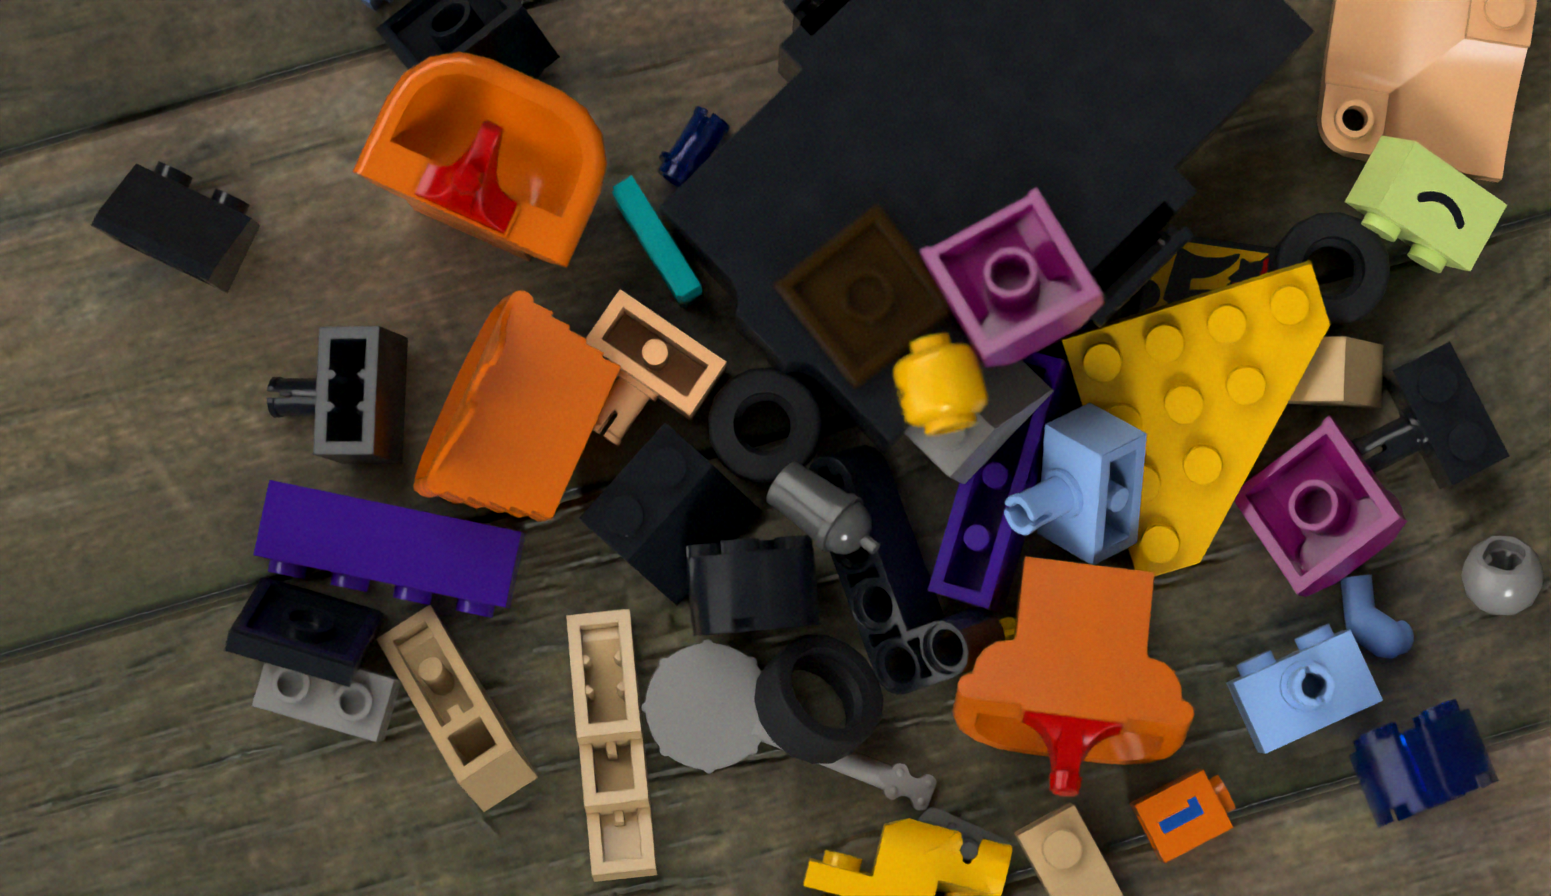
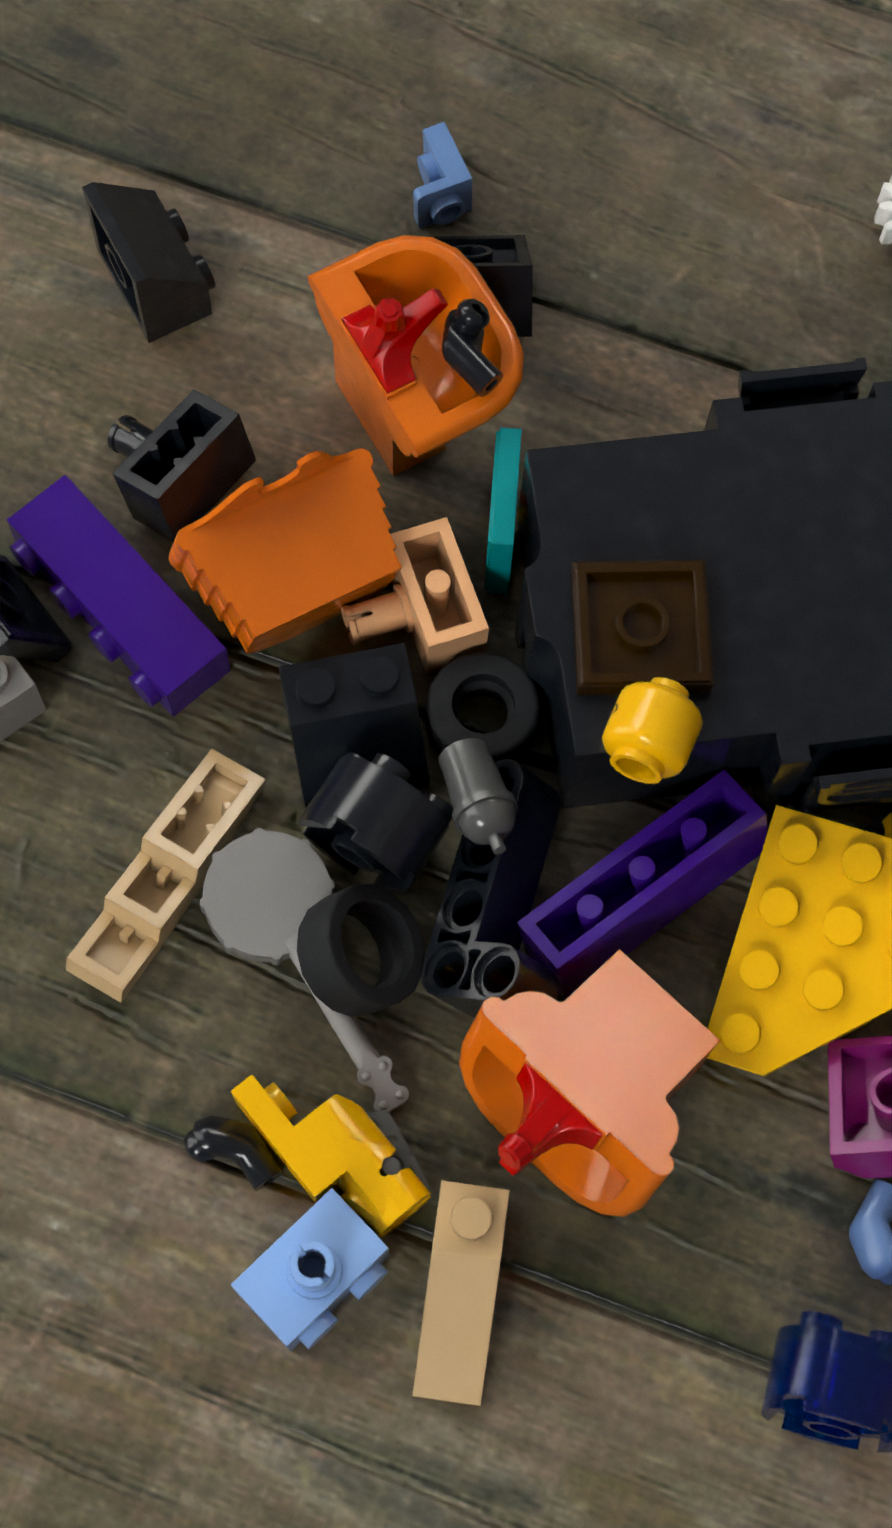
camera: 30 degrees right, 15 degrees down
(456, 709) = (66, 759): tan slope -> none
(537, 147) = (463, 346): none -> black arm
(1012, 397) = (665, 814): light grey slope -> none
(1014, 281) = (775, 694): magenta slope -> none
(1086, 487) = (713, 933): light blue brick -> none
(1184, 813) = (598, 1277): orange brick -> none
(1303, 689) = (778, 1246): light blue brick -> none

